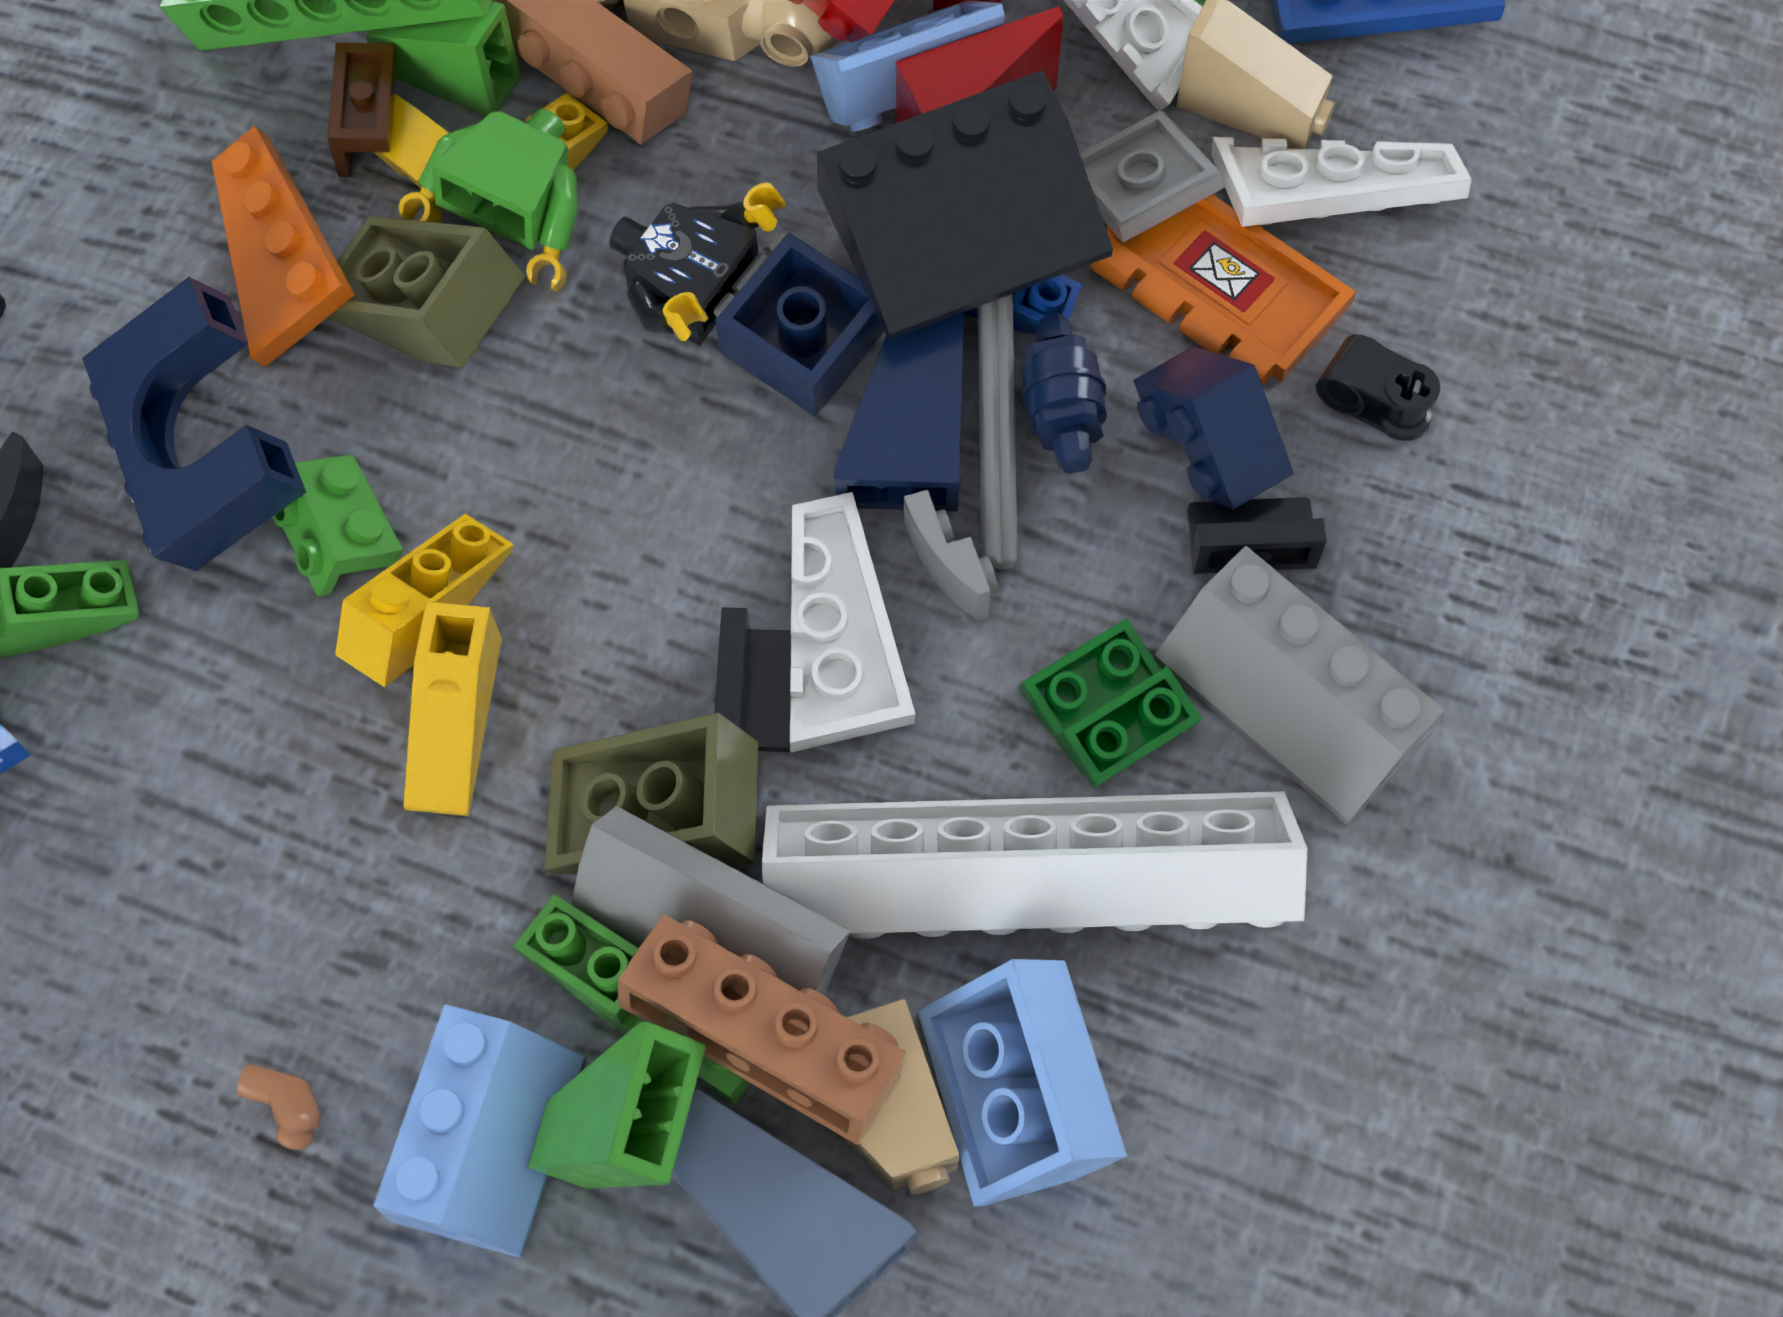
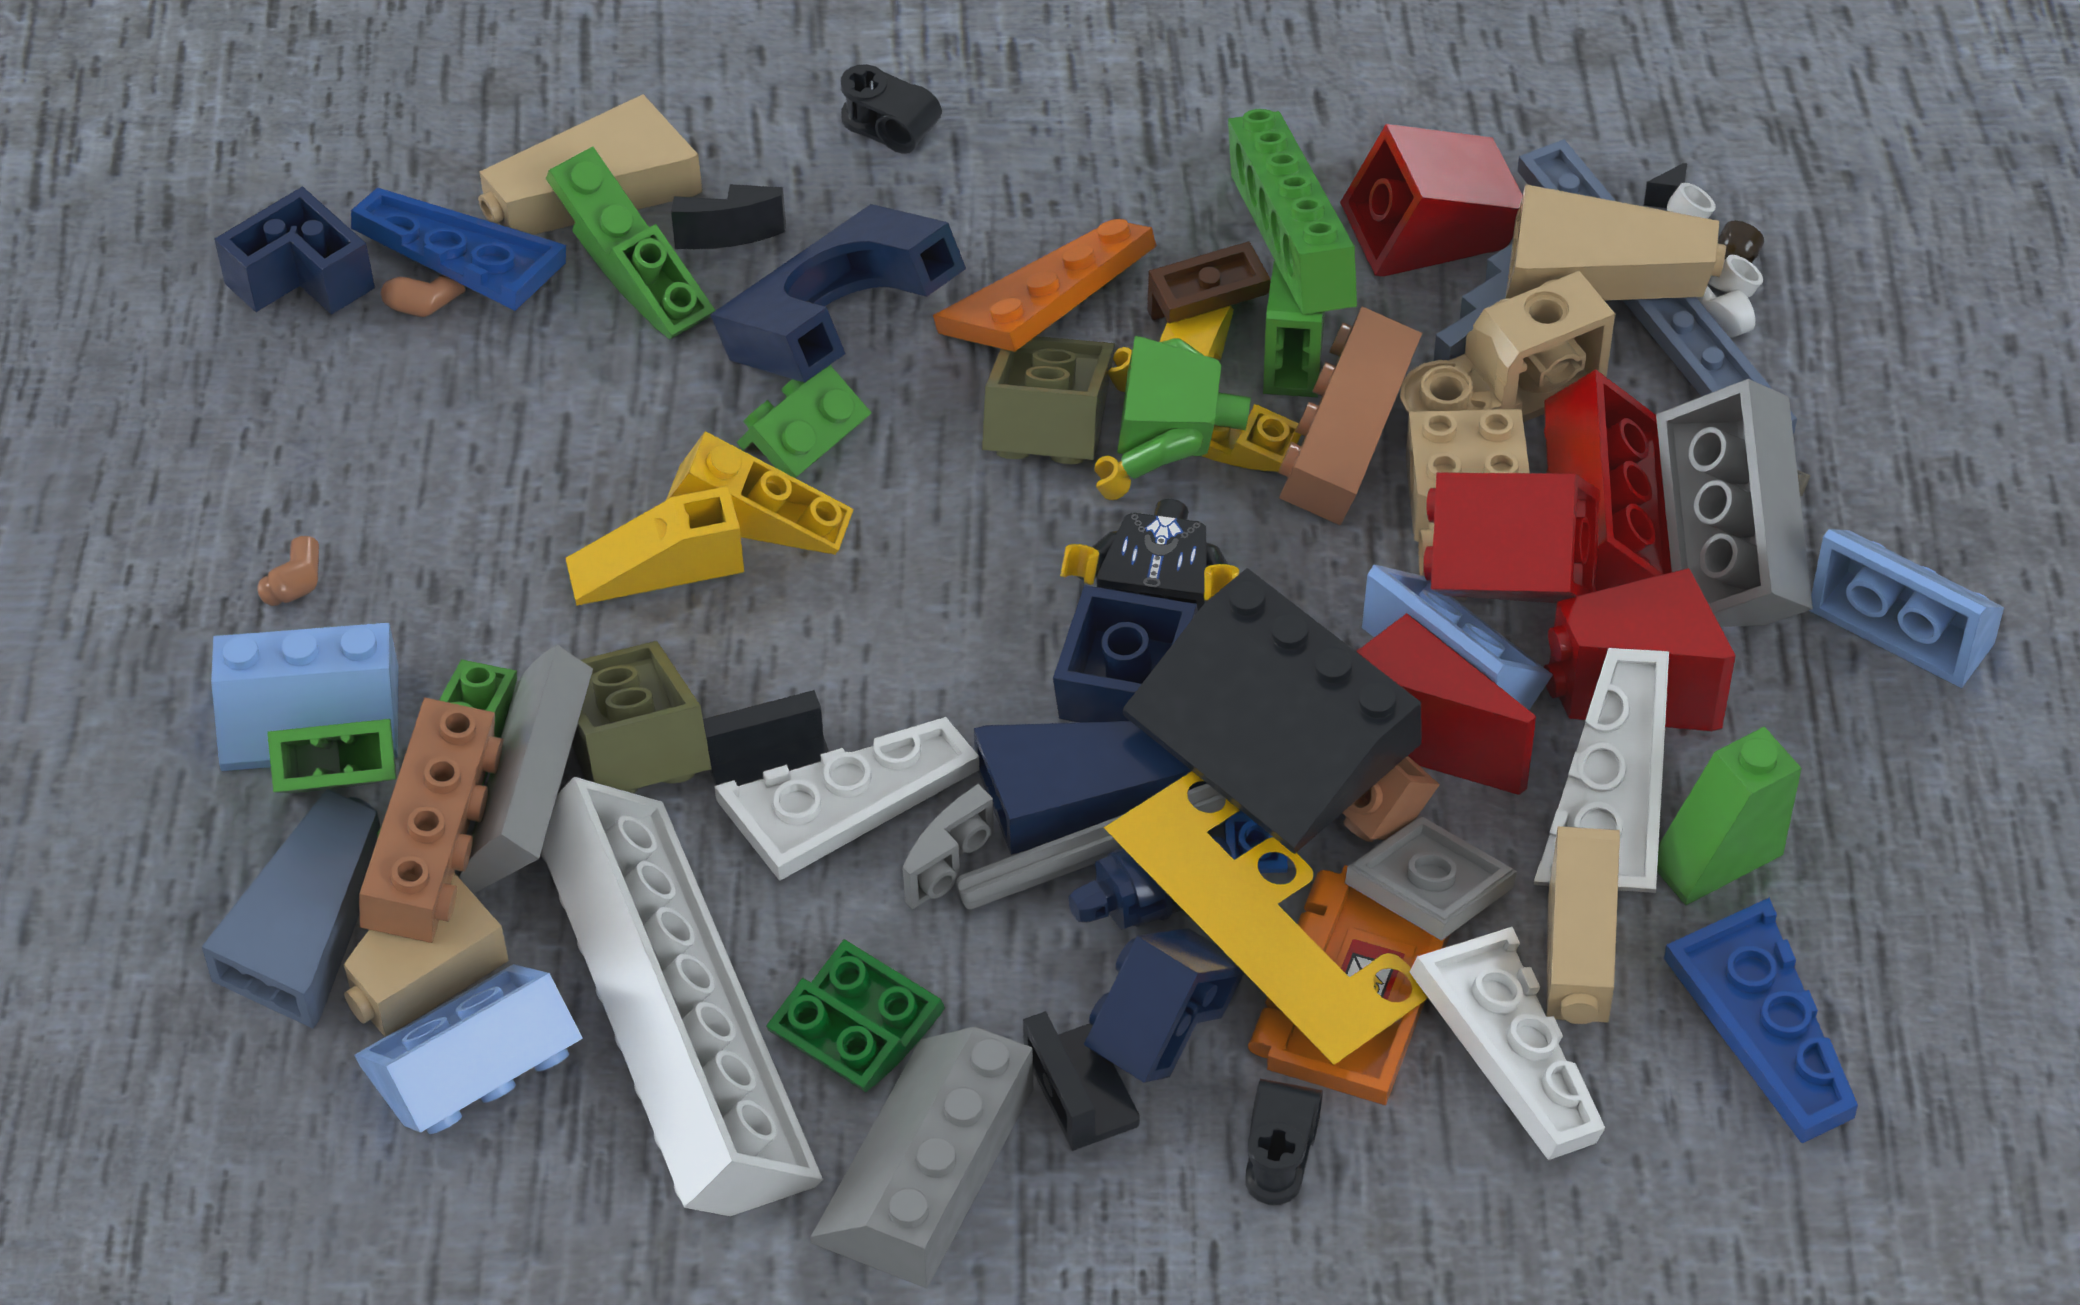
camera: 70 degrees right, 15 degrees down
(1142, 329) = (1246, 922): none -> yellow piece

